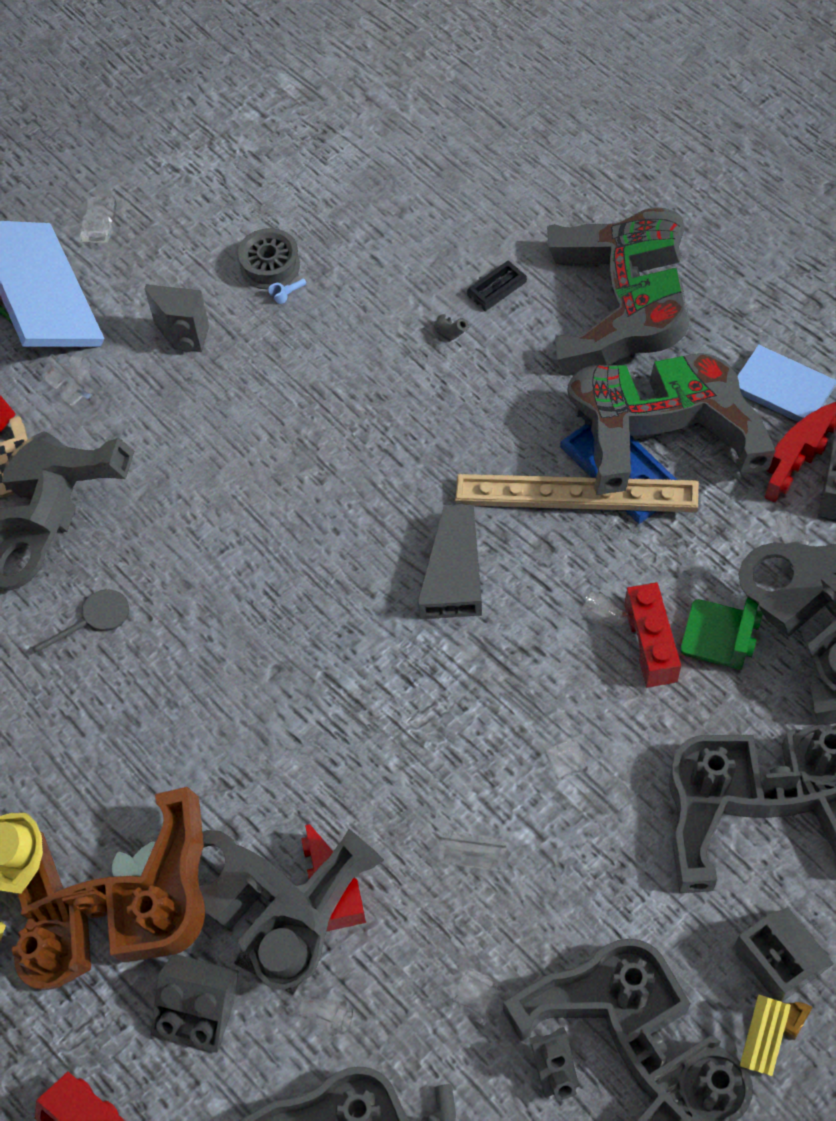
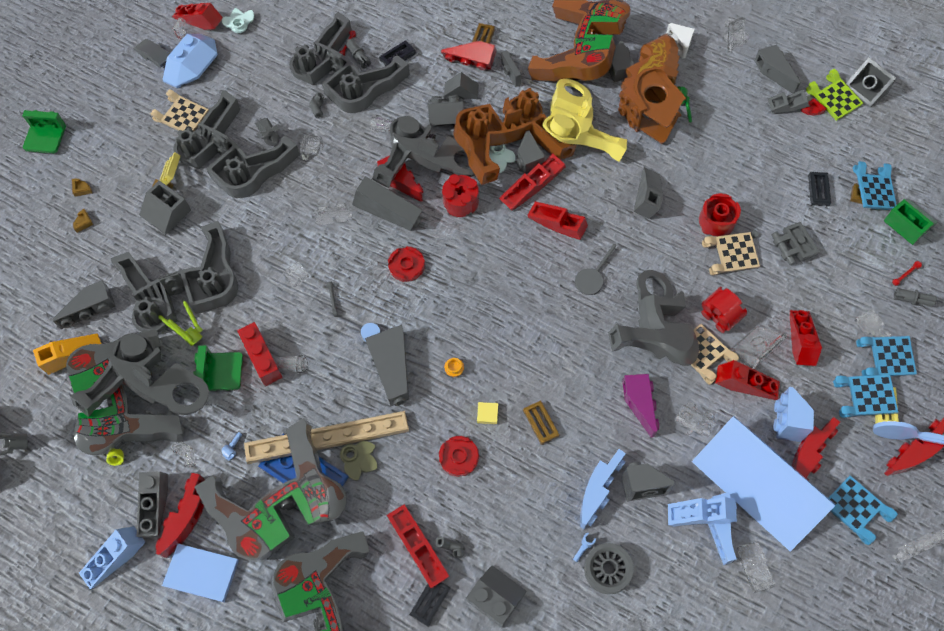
camera: 160 degrees right, 5 degrees up
(29, 1059) = (510, 68): none -> dark grey plate
(88, 850) = (529, 154): none -> dark grey slope
(101, 716) = (558, 219): none -> red slope
(107, 801) = (533, 182): none -> red slope
(109, 264) = (722, 537): none -> light blue slope
(123, 264) = (702, 511): none -> light blue slope
(125, 416) = (638, 397): none -> magenta slope
(145, 1052) = (461, 86): none -> dark grey slope
(226, 801) = (460, 195): none -> red brick
(243, 336) = (595, 493): none -> light blue slope
(274, 457) = (548, 437): none -> pearl gold tile
(340, 468) = (487, 413): none -> light yellow tile
(362, 539) = (454, 367): none -> light orange plate
(377, 724) = (406, 264): none -> red tile
(378, 826) = (386, 204): none -> dark grey slope
(400, 428) = (458, 456): none -> red tile
(415, 264) = (495, 596): none -> dark grey slope
(470, 627) = (369, 329): none -> light blue tile
(493, 340) = (417, 546): none -> red slope
(513, 725) = (330, 285): none -> dark grey hinge
(536, 458) = (361, 461): none -> olive plate
(725, 519) = (228, 451): none -> light blue hand
(758, 697) = (191, 335): none -> lime plant

